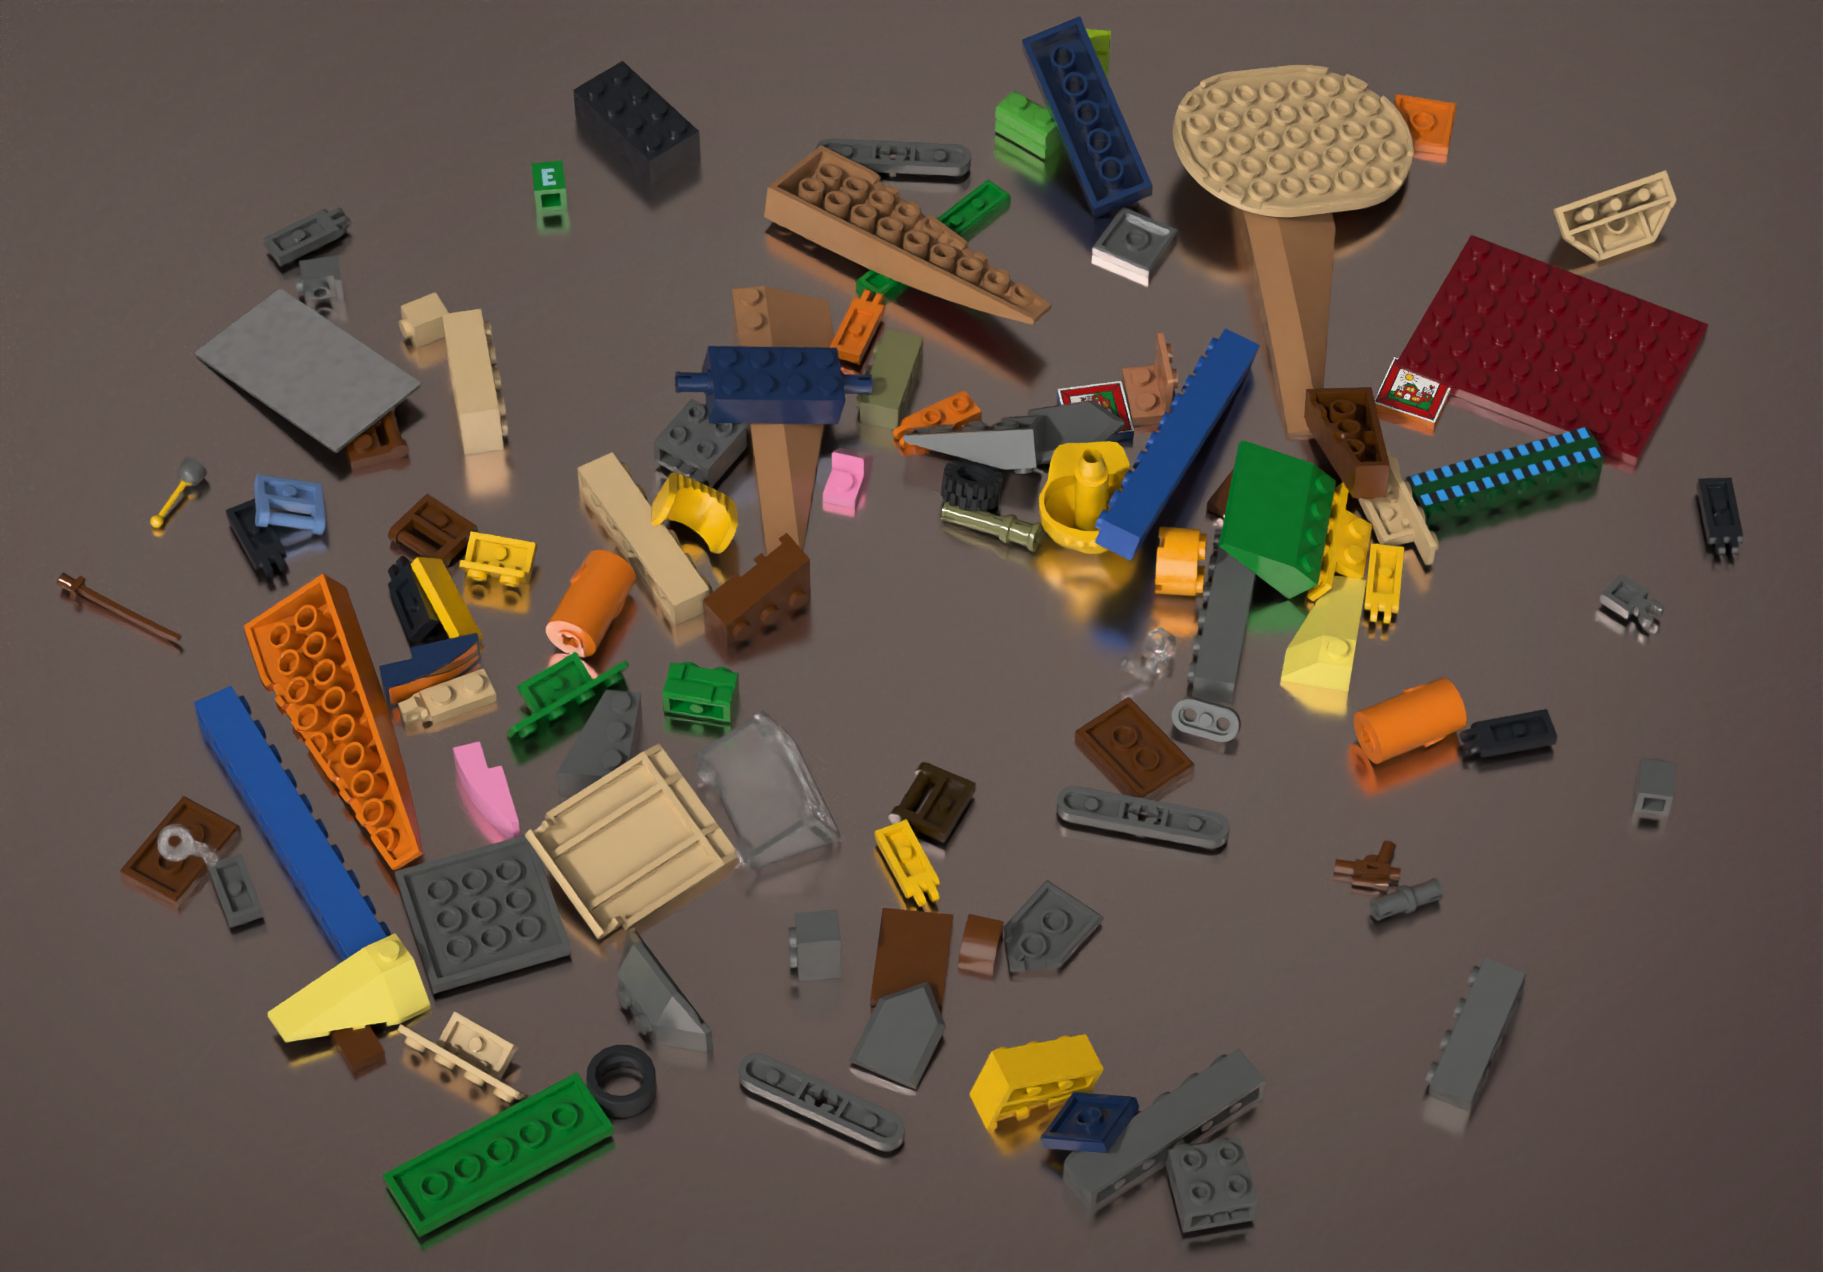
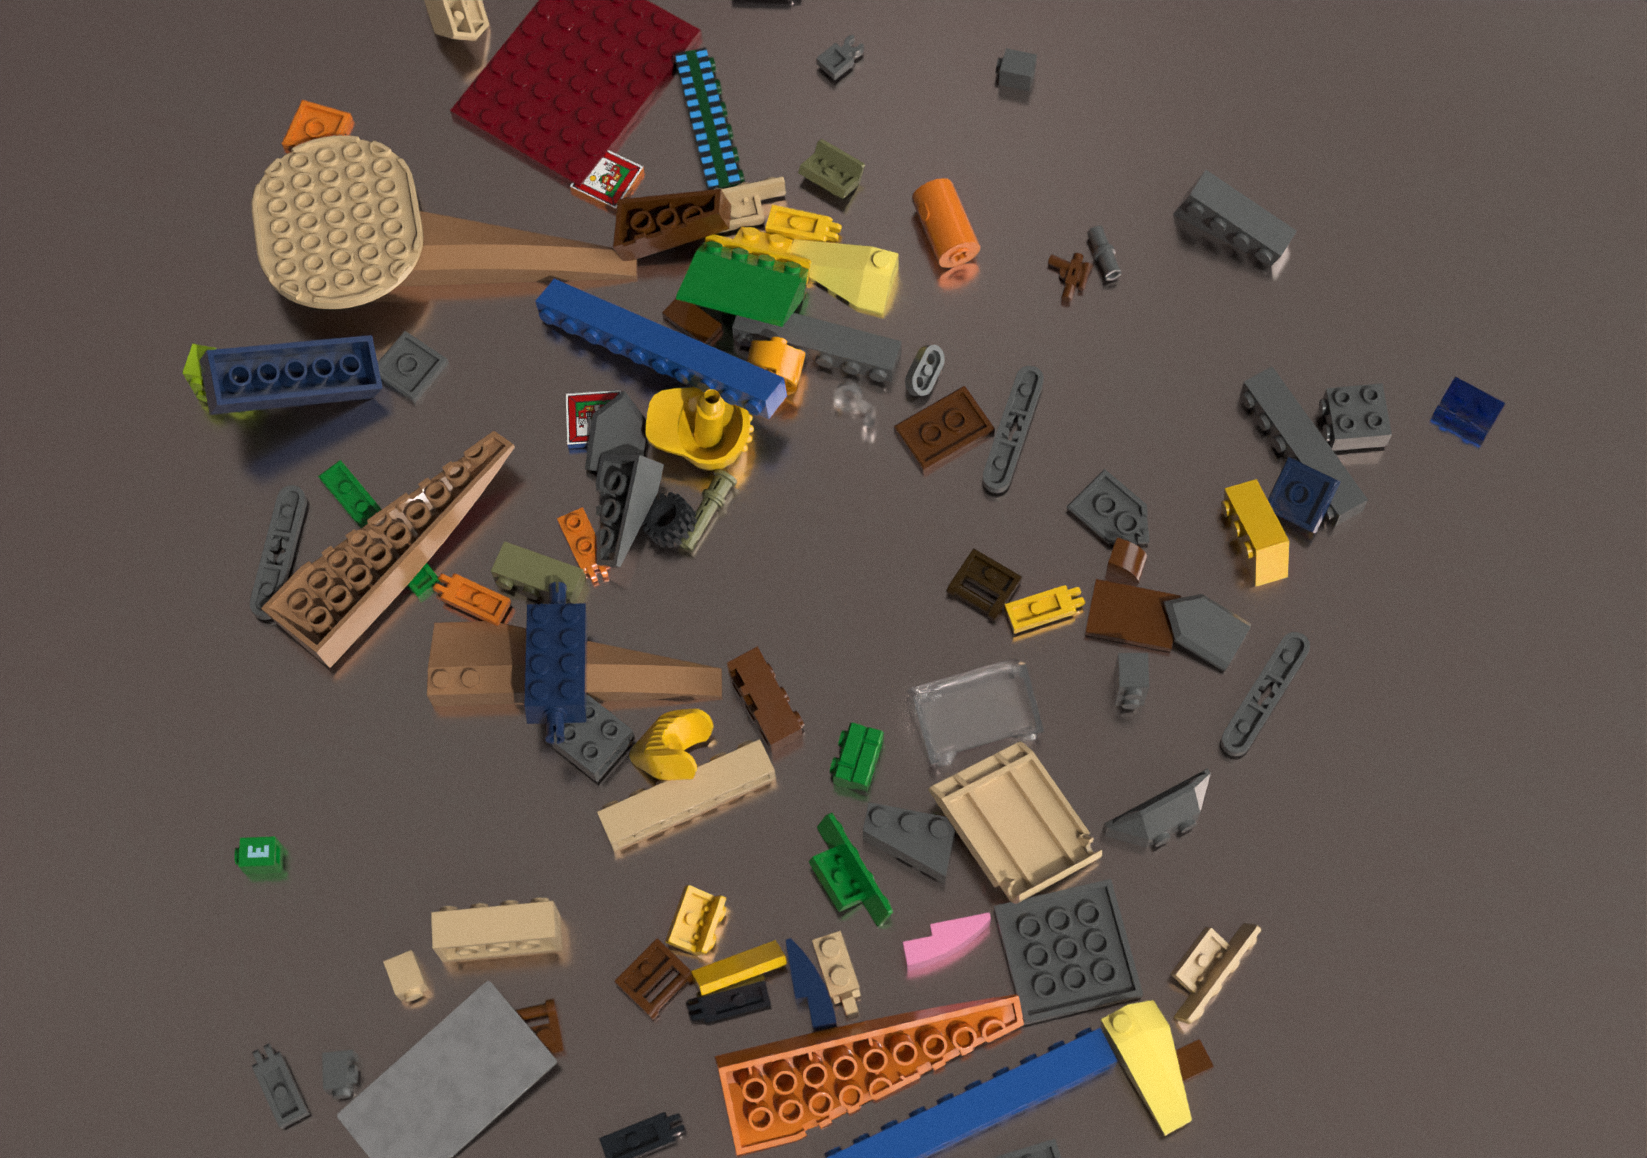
camera: 80 degrees left, 15 degrees up
(289, 496) = (602, 1103): medium blue plate -> none
(498, 1154) = (1304, 949): green plate -> none
(591, 603) = (759, 841): orange piece -> none
(622, 1056) = (1250, 826): black tyre -> none
(637, 123) = (196, 771): black brick -> none
(846, 477) = (632, 621): bright pink slope -> none
(1027, 125) = (265, 434): bright green brick -> none
(1151, 388) = (578, 366): nougat bracket -> none
(1464, 604) = (832, 169): none -> olive bracket
(1509, 734) = (957, 157): black hinge -> none

